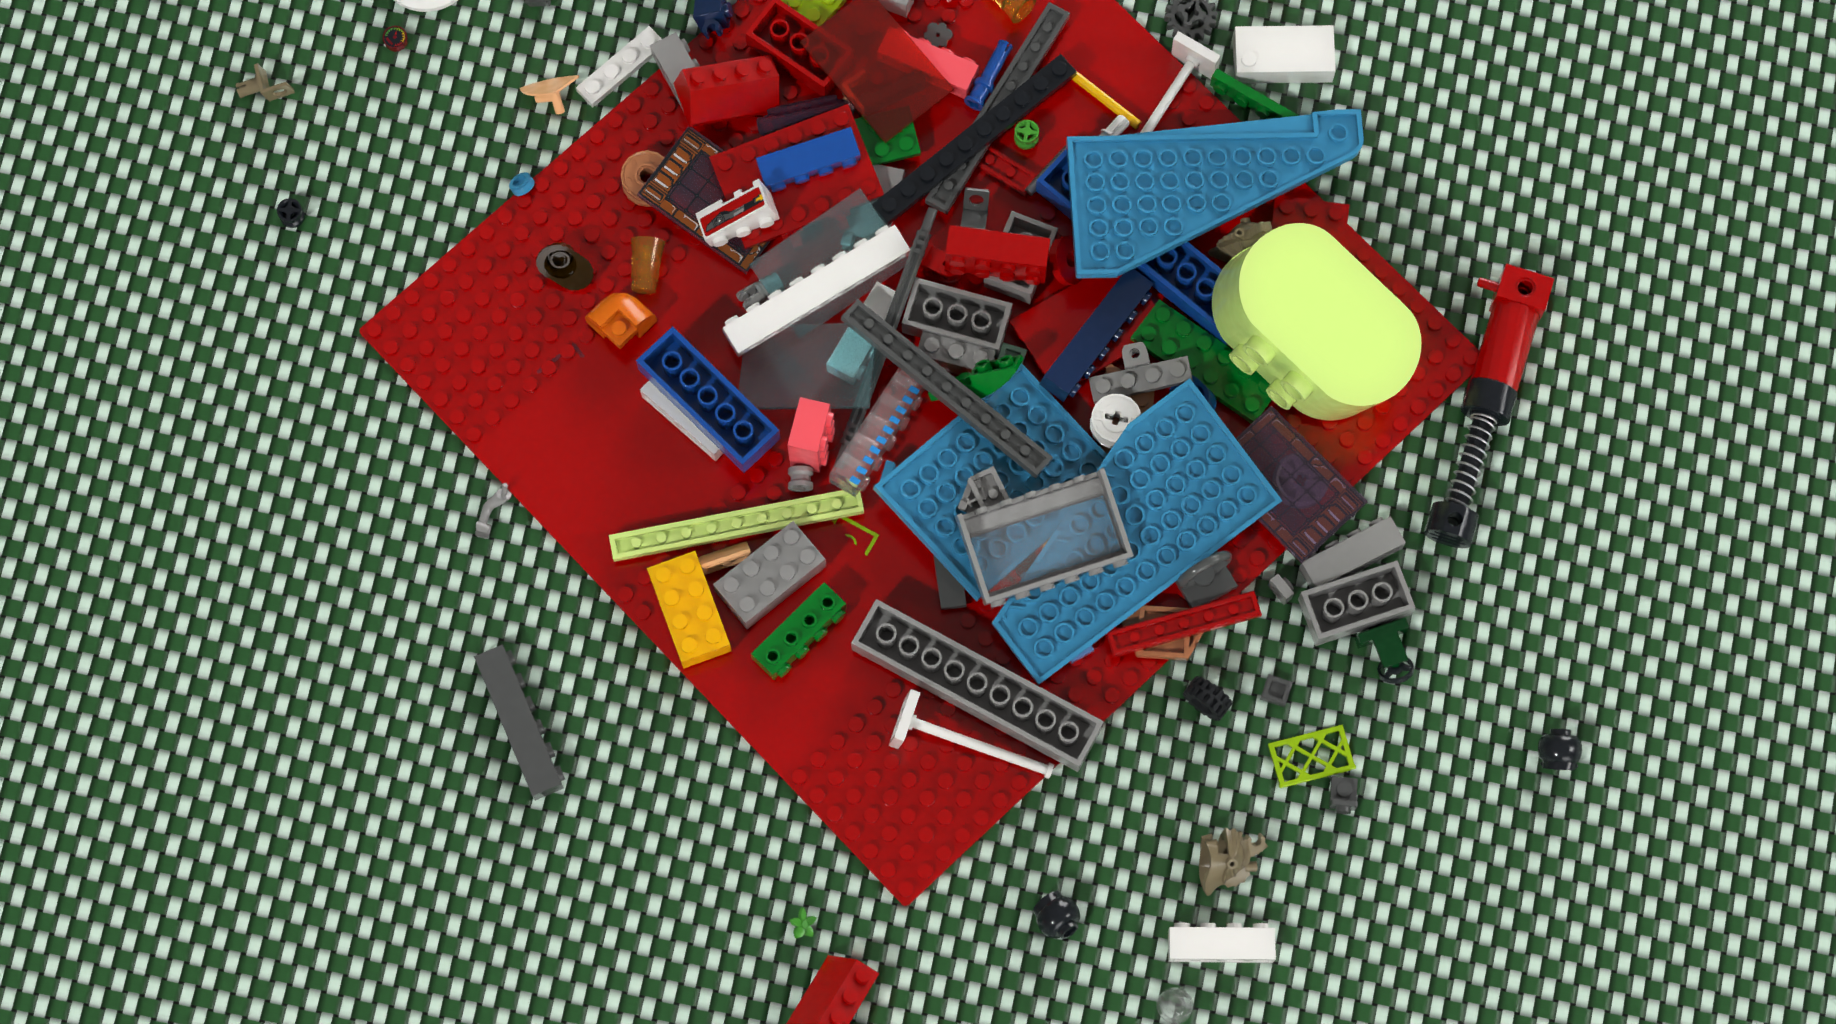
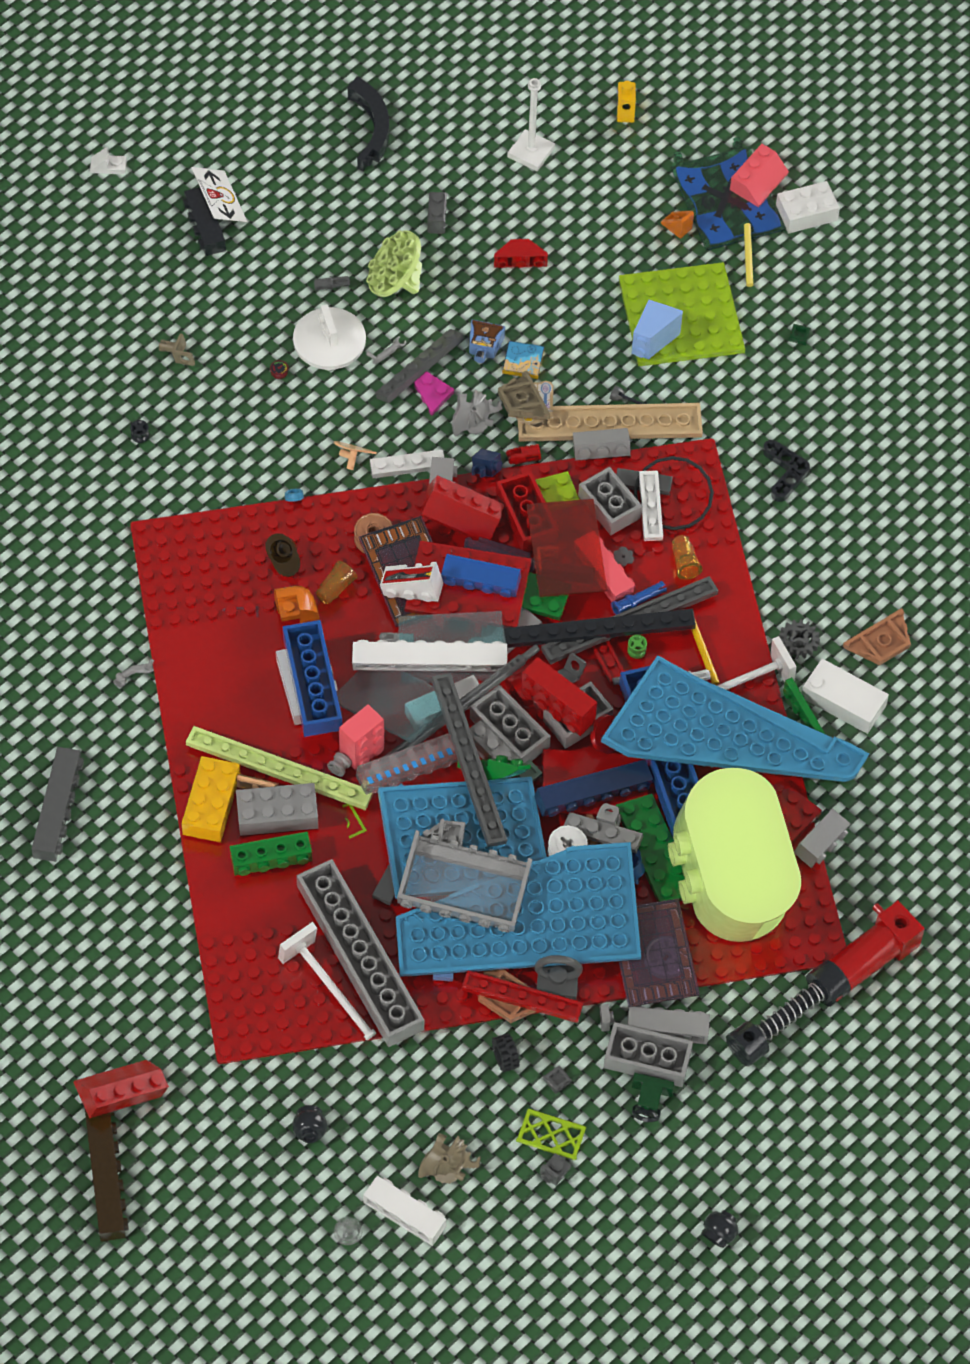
camera: 30 degrees right, 15 degrees down
(802, 924) = (144, 1031): bright green plant -> none
(1373, 235) = (822, 838): none -> light grey brick

